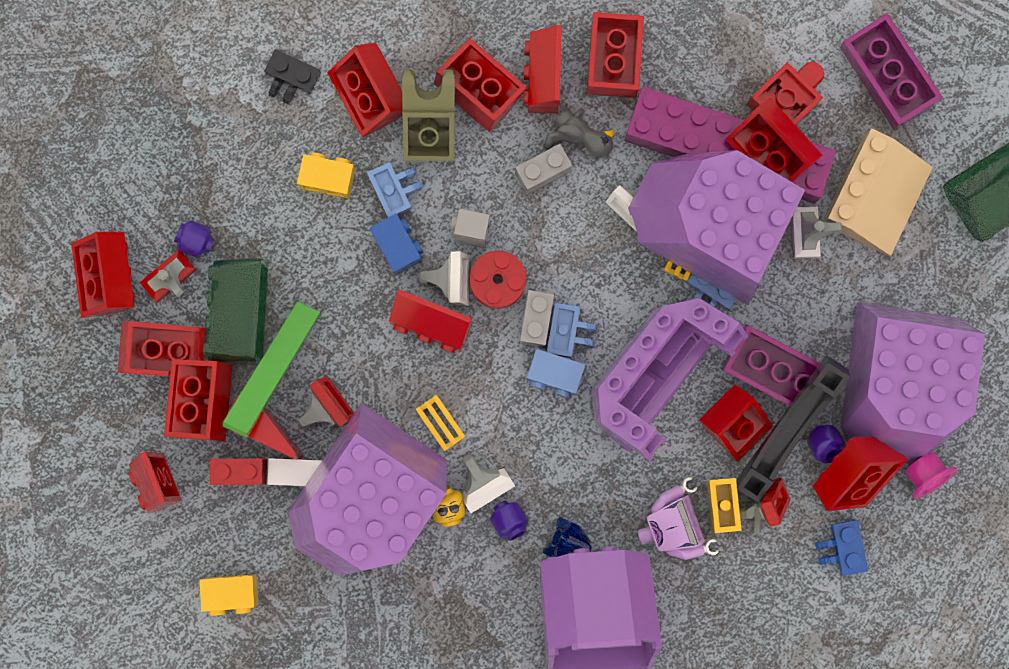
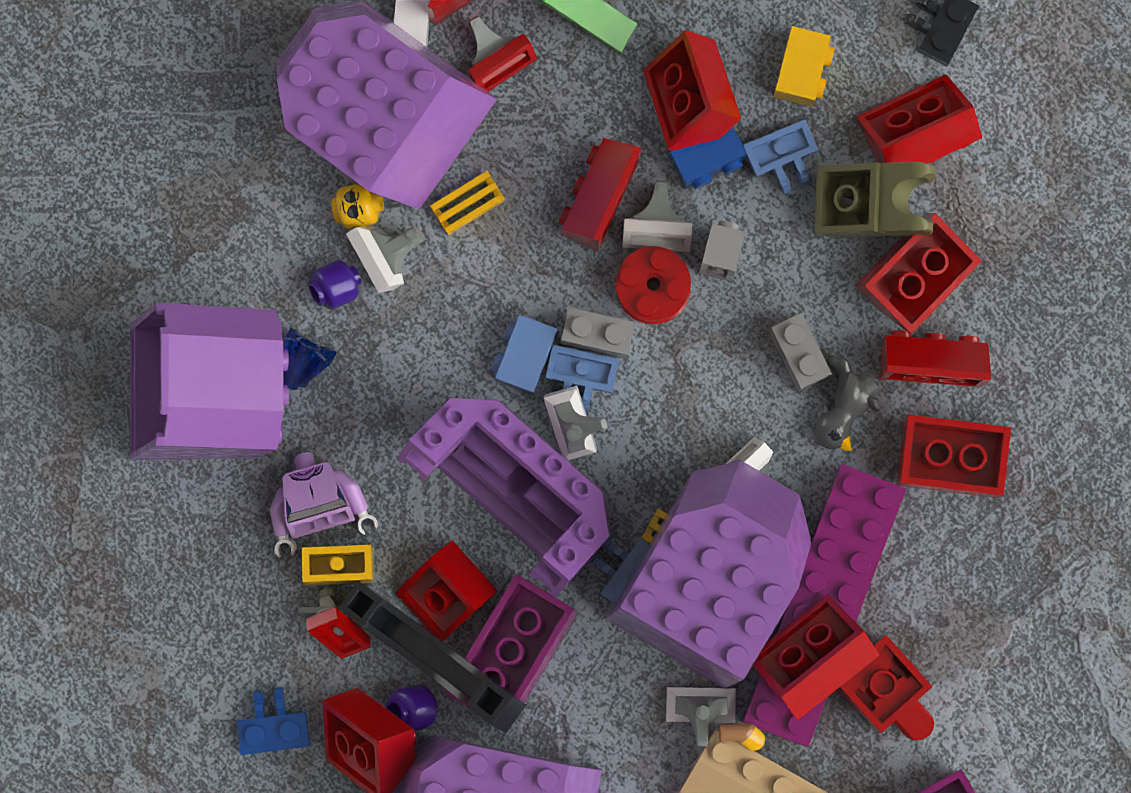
camera: 95 degrees right, 0 degrees up
(351, 256) = (691, 92): none -> red slope
(606, 335) = (571, 423): none -> piece
(831, 195) = (745, 733): none -> medium nougat arm

